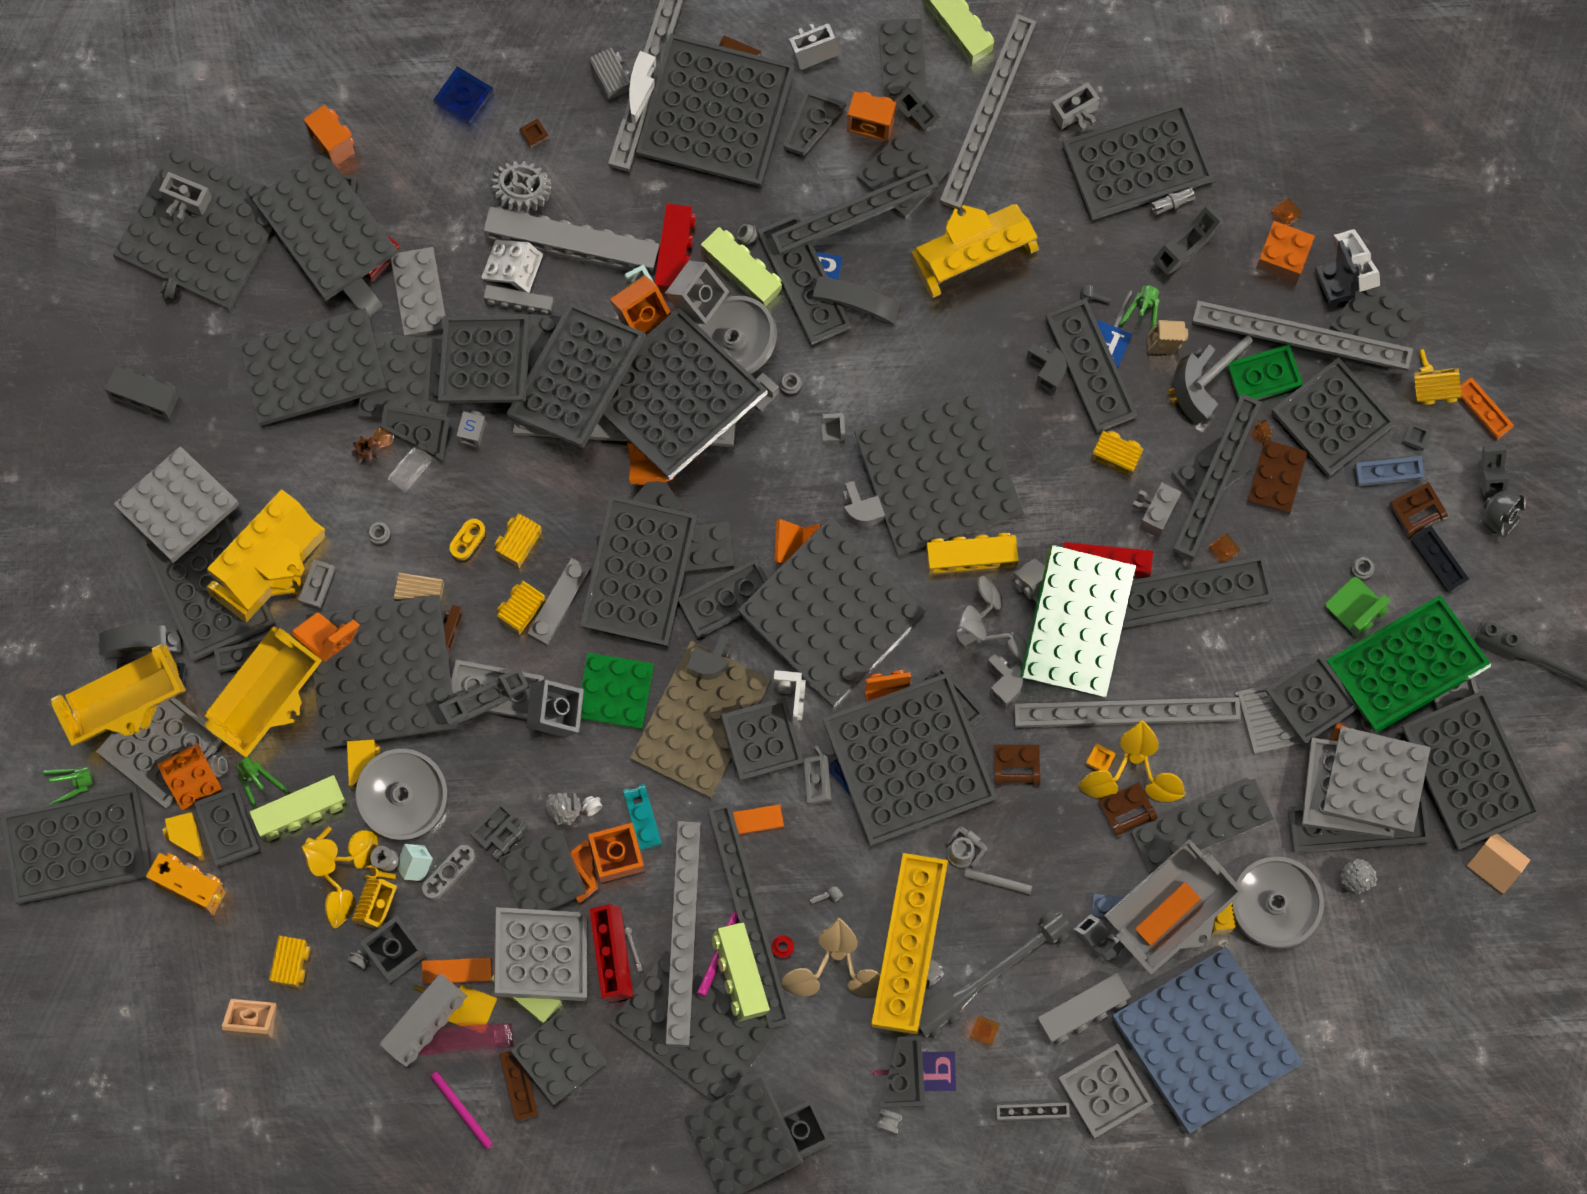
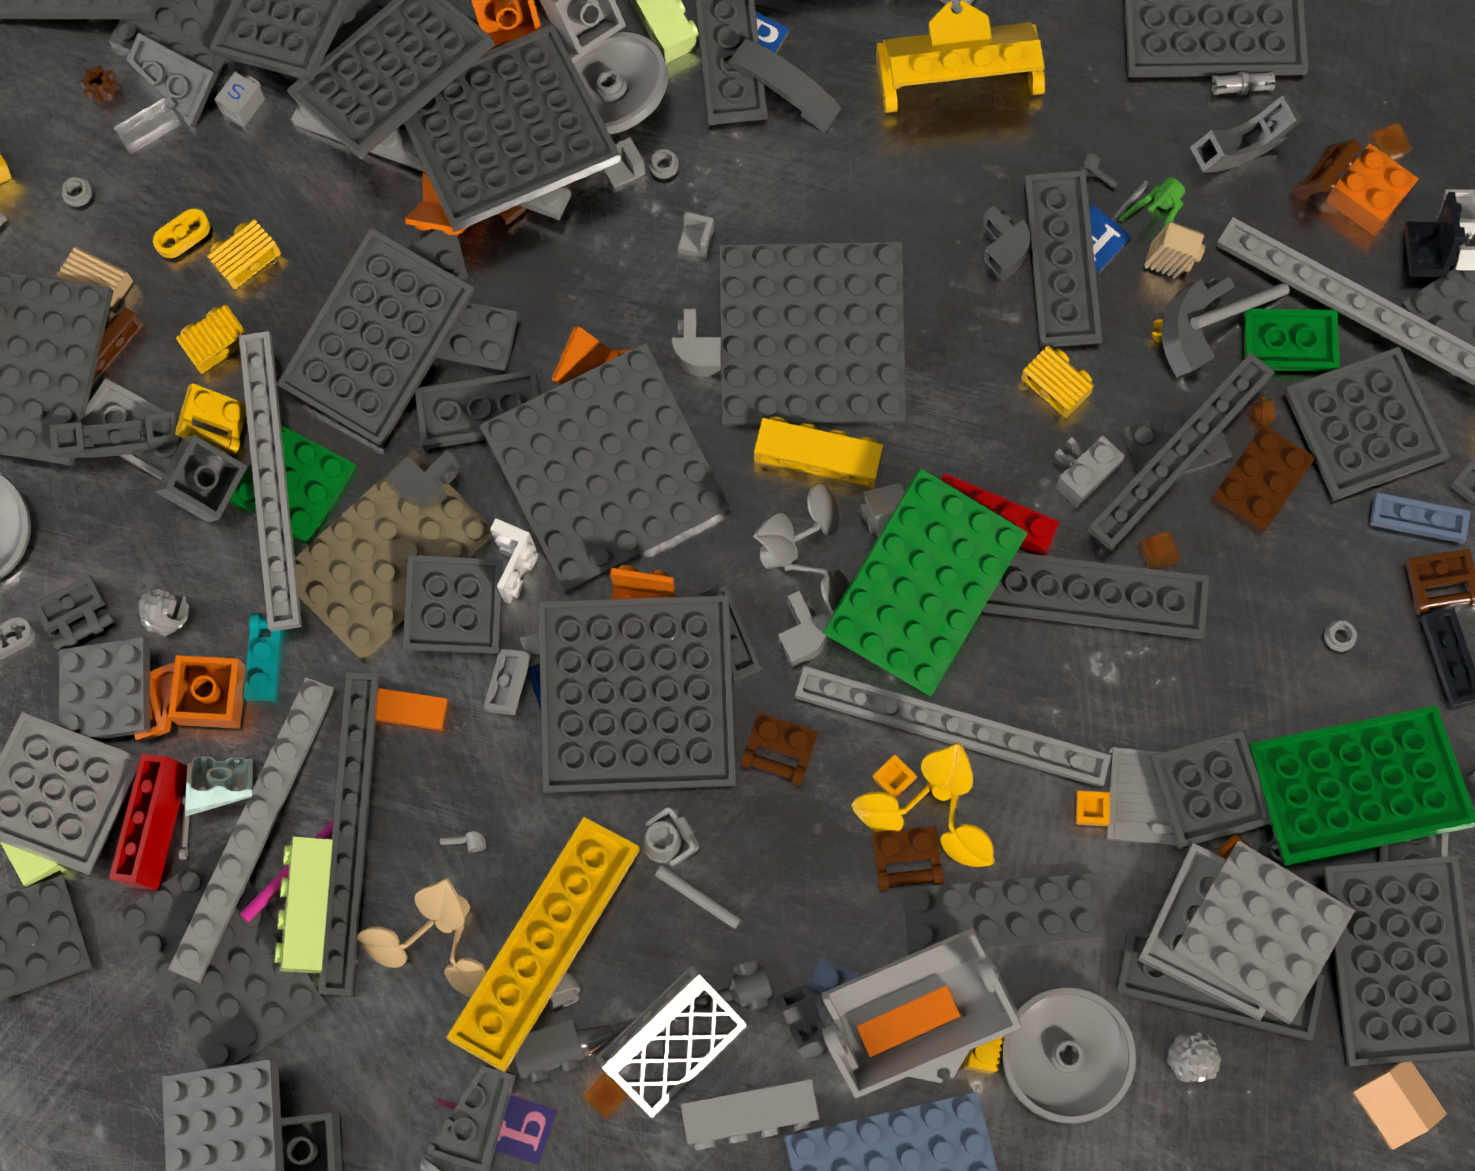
camera: 25 degrees right, 0 degrees up
(383, 437) = (127, 76): clear orange plate -> none
(543, 657) = (213, 410): none -> yellow plate
(559, 601) = (286, 332): light grey plate -> none
(591, 805) = (203, 620): white plate -> none
(603, 694) = (270, 482): none -> light grey plate
(646, 912) = (217, 782): none -> light aqua slope
(782, 953) = (388, 893): red plate -> none
(999, 974) = (648, 1027): none -> fence
(1238, 736) = (1092, 808): none -> light orange plate
(1251, 247) = (1324, 175): none -> reddish brown plate
(1357, 606) = (1316, 684): bright green bracket -> none

